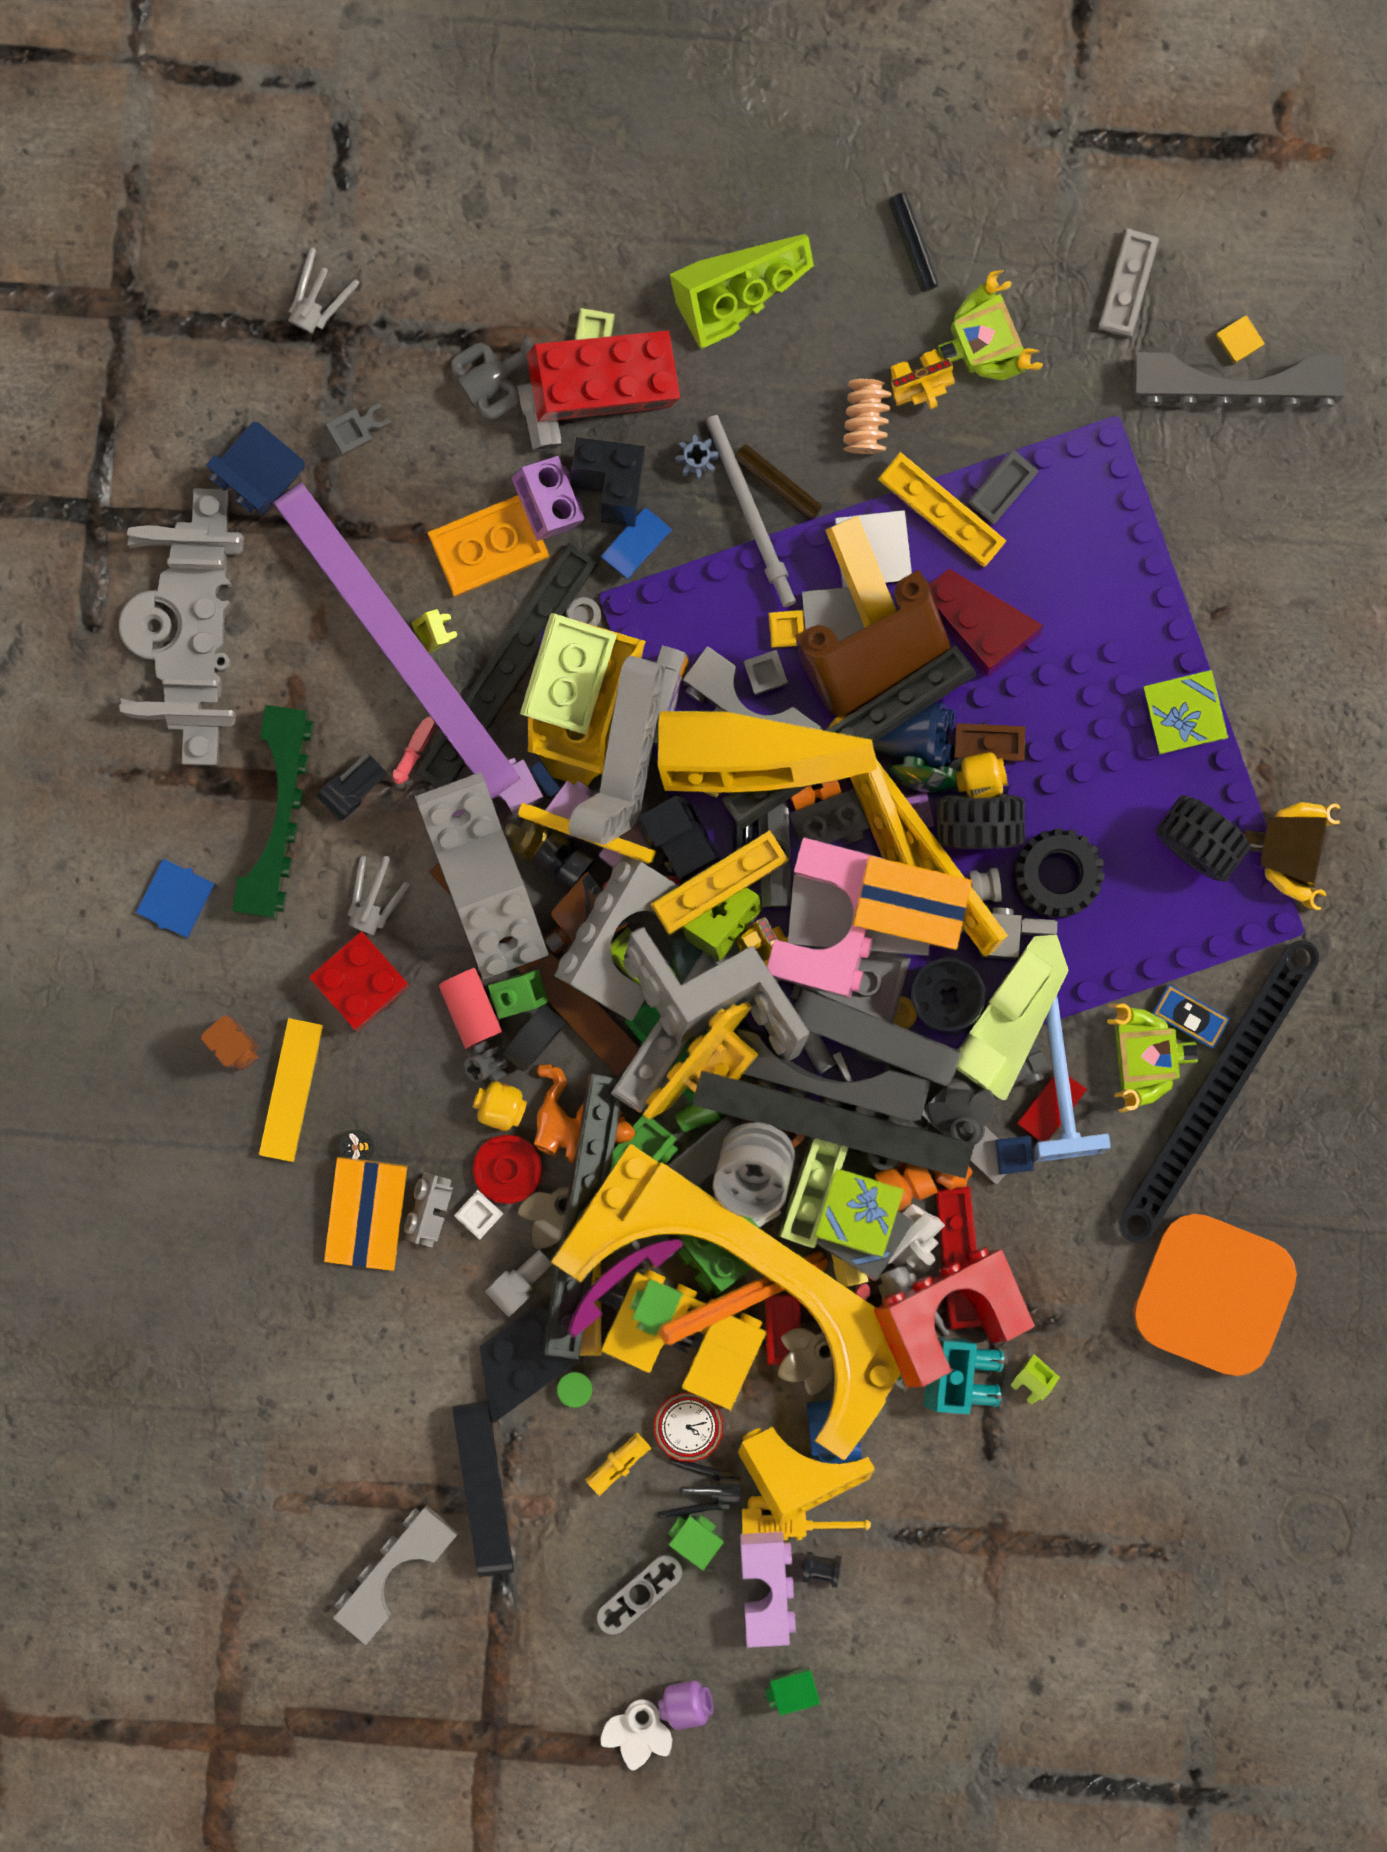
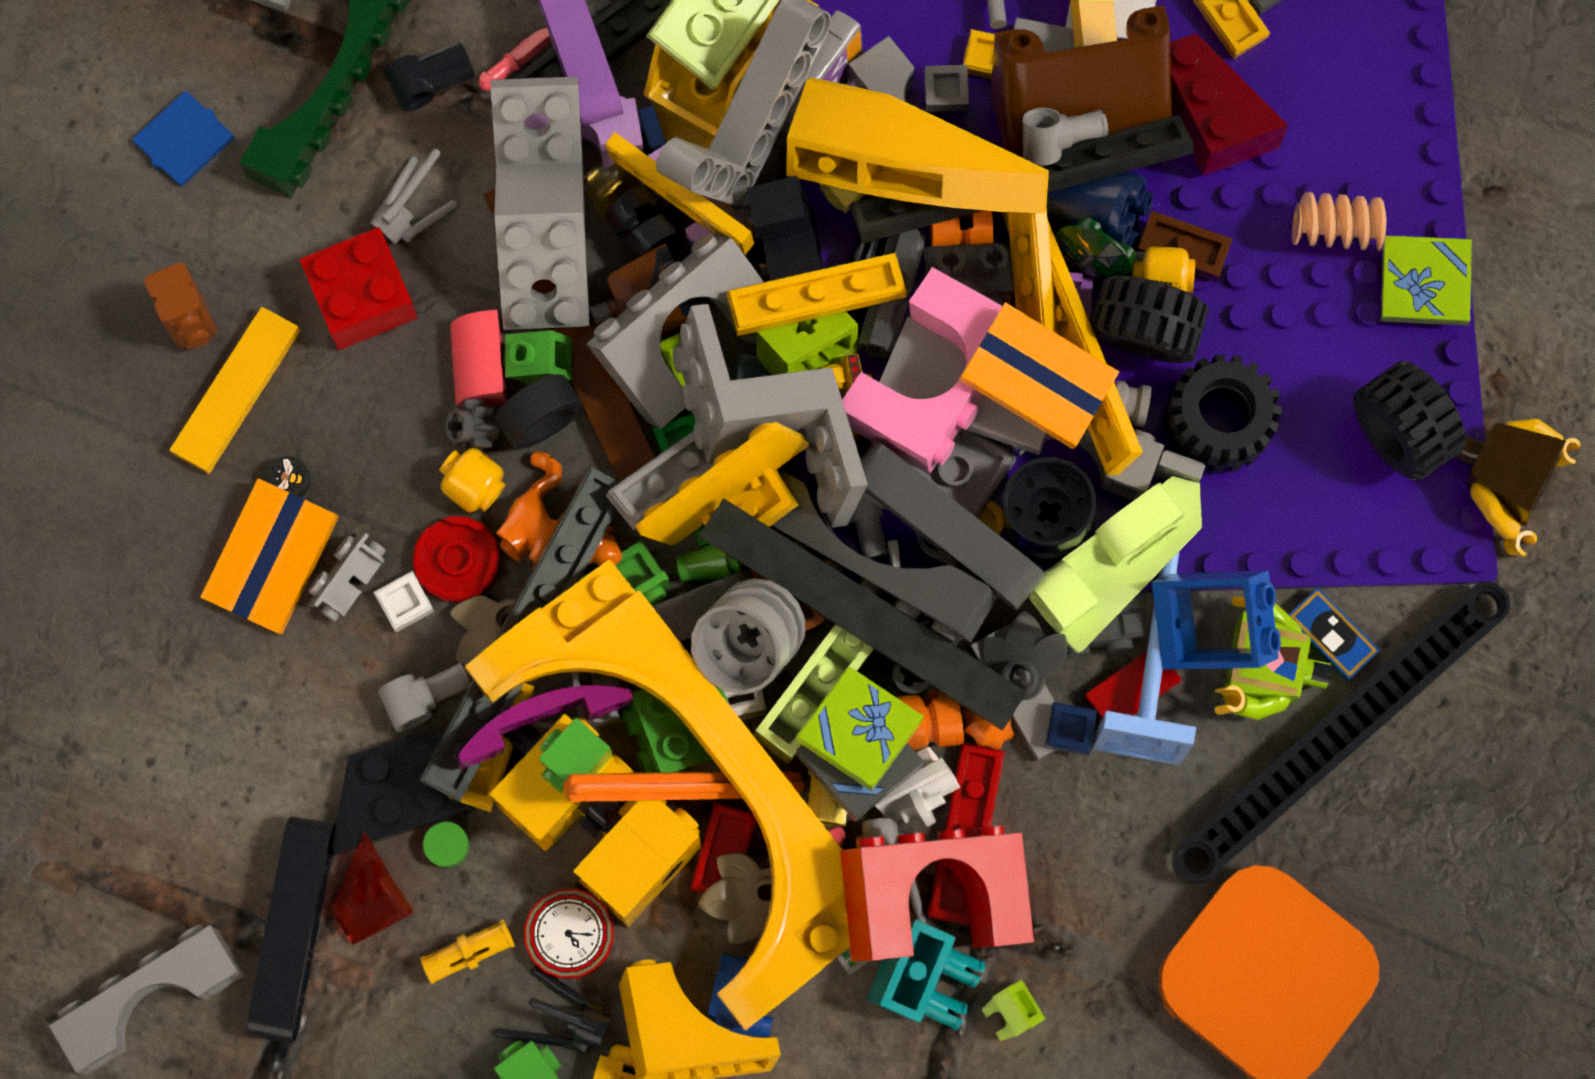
camera: 15 degrees right, 10 degrees down
(532, 1446) = (369, 895): none -> clear red slope
(860, 698) = (1049, 133): none -> light grey pin
(1073, 1057) = (1177, 626): none -> blue window
(1104, 686) = (1339, 220): none -> light nougat piece

